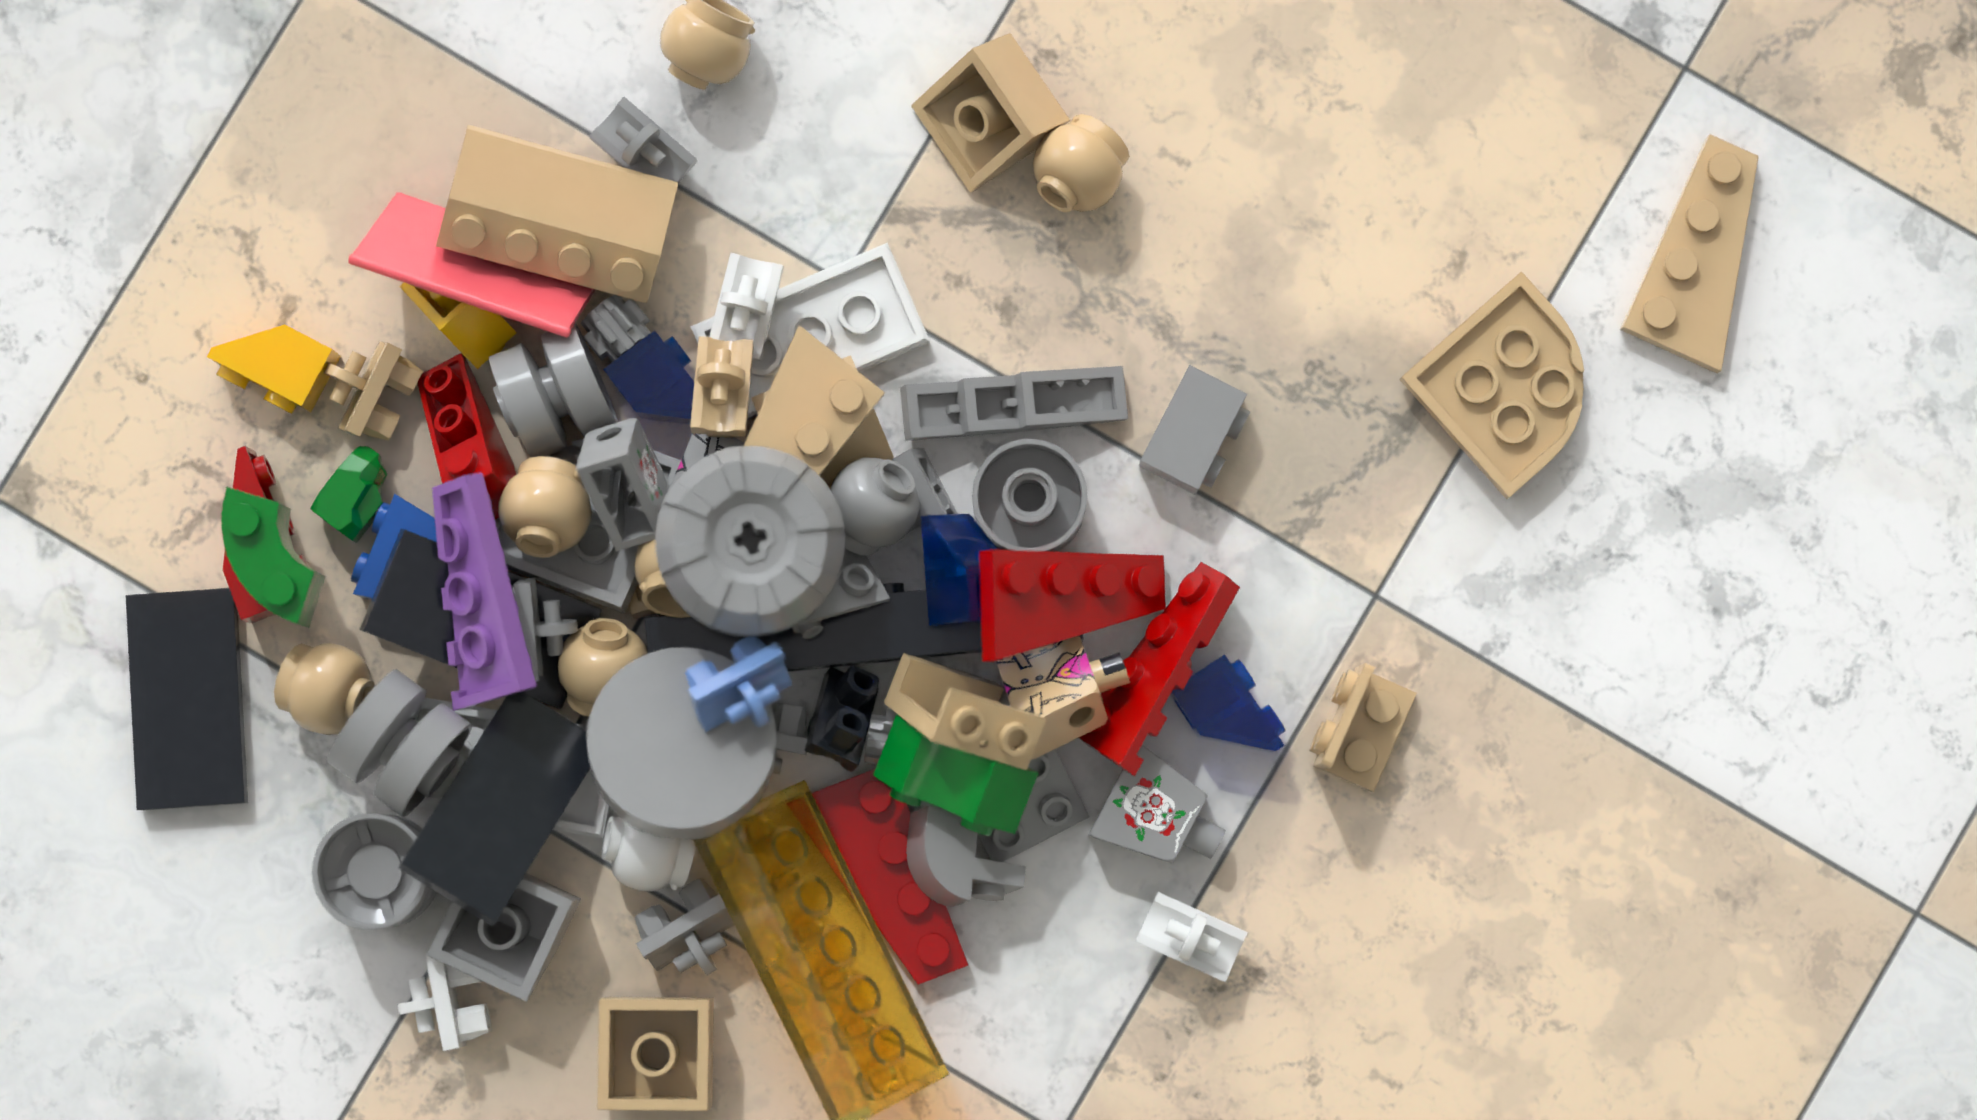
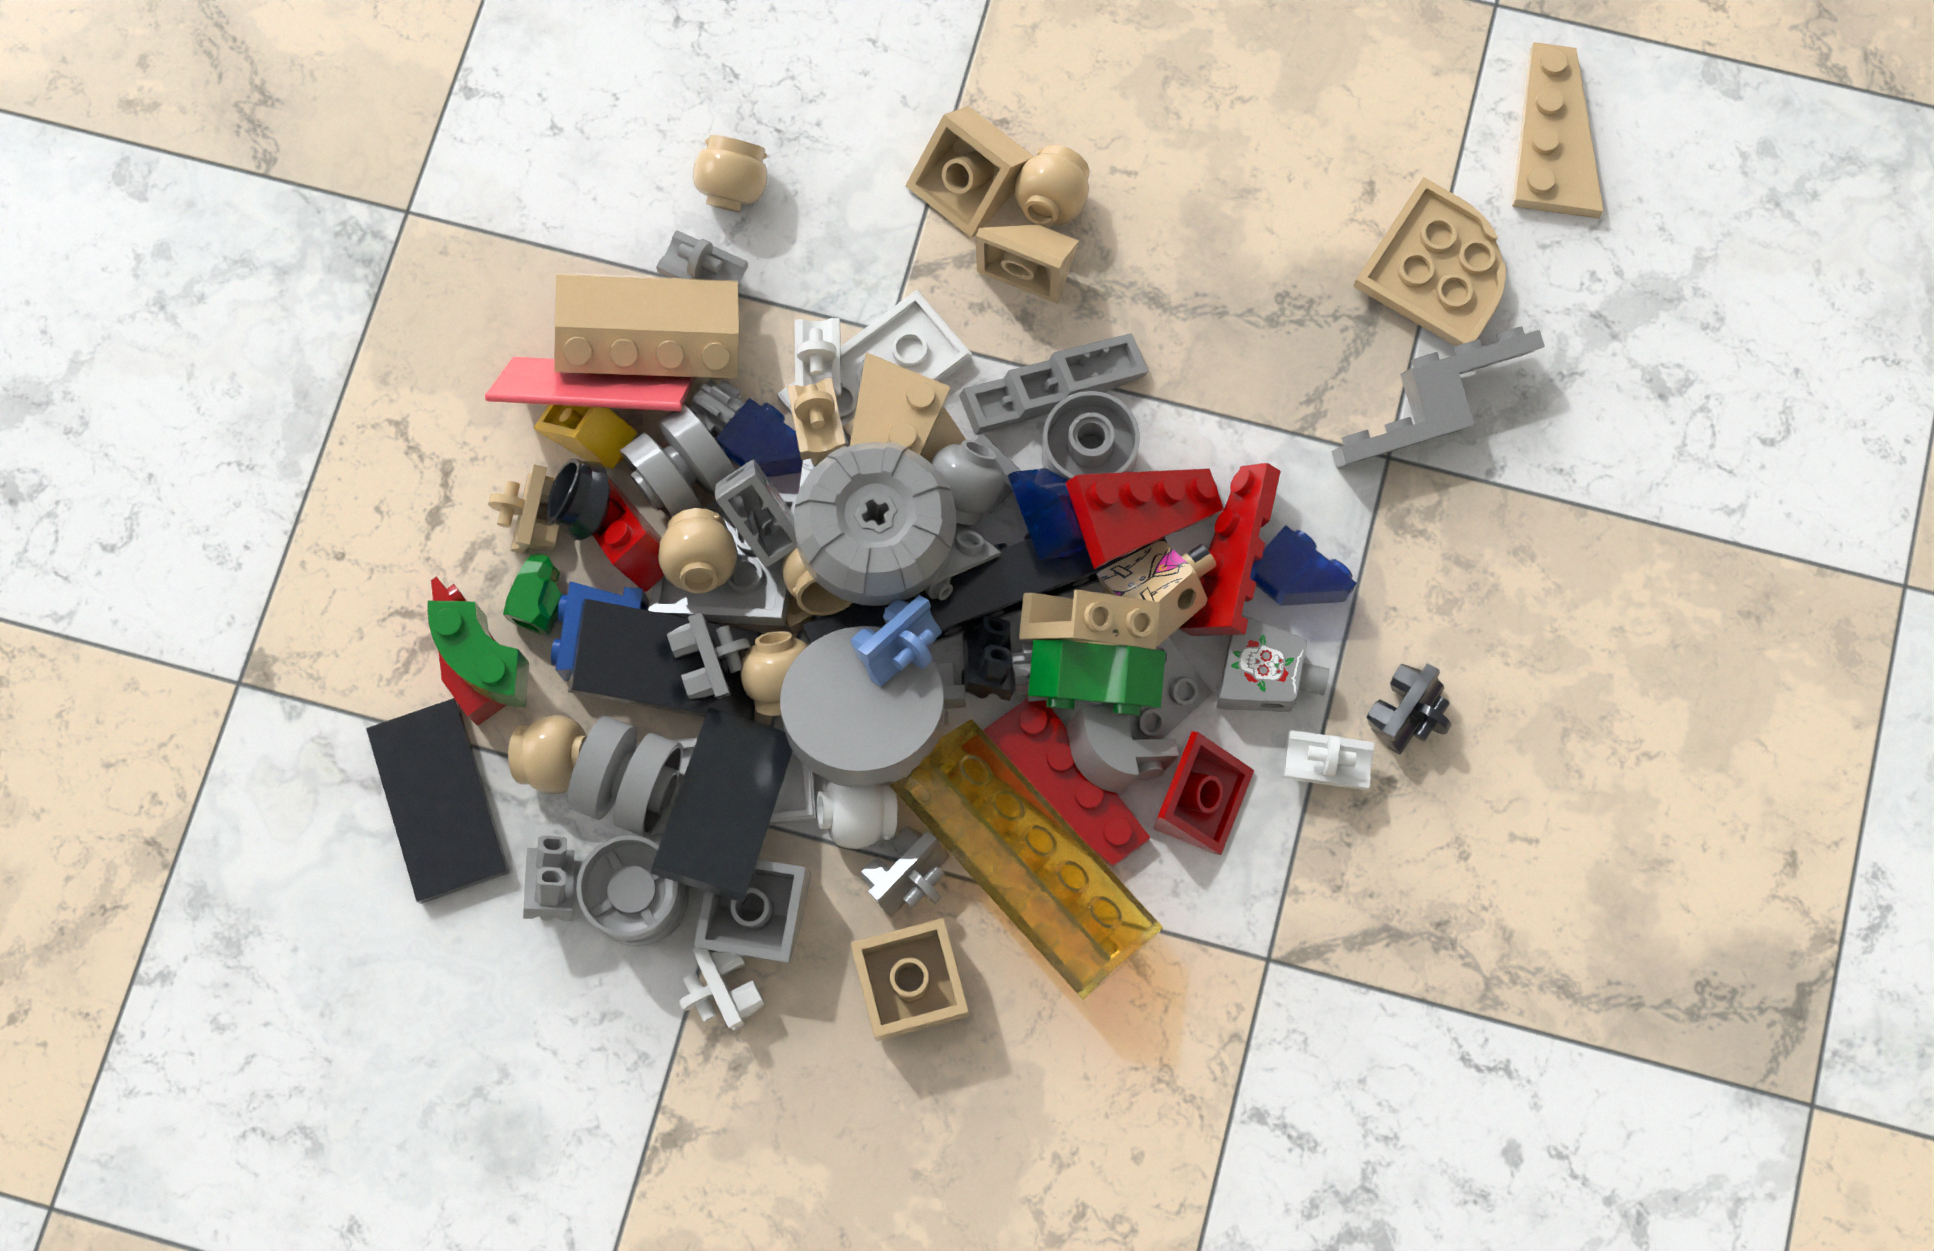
camera: 15 degrees left, 10 degrees down
(279, 361) = (449, 509): yellow slope -> none
(288, 831) = (549, 880): none -> light grey hips
(428, 401) = (579, 498): none -> black piece
(486, 619) = (672, 652): medium lavender wing -> none
(1028, 244) = (1026, 258): none -> tan slope
(1042, 936) = (1204, 795): none -> red slope
(1193, 431) = (1204, 364): light grey brick -> none
(1311, 907) = (1417, 713): none -> black hips
(1363, 728) = (1412, 558): tan bracket -> none
(1449, 547) = (1437, 396): none -> light grey bracket

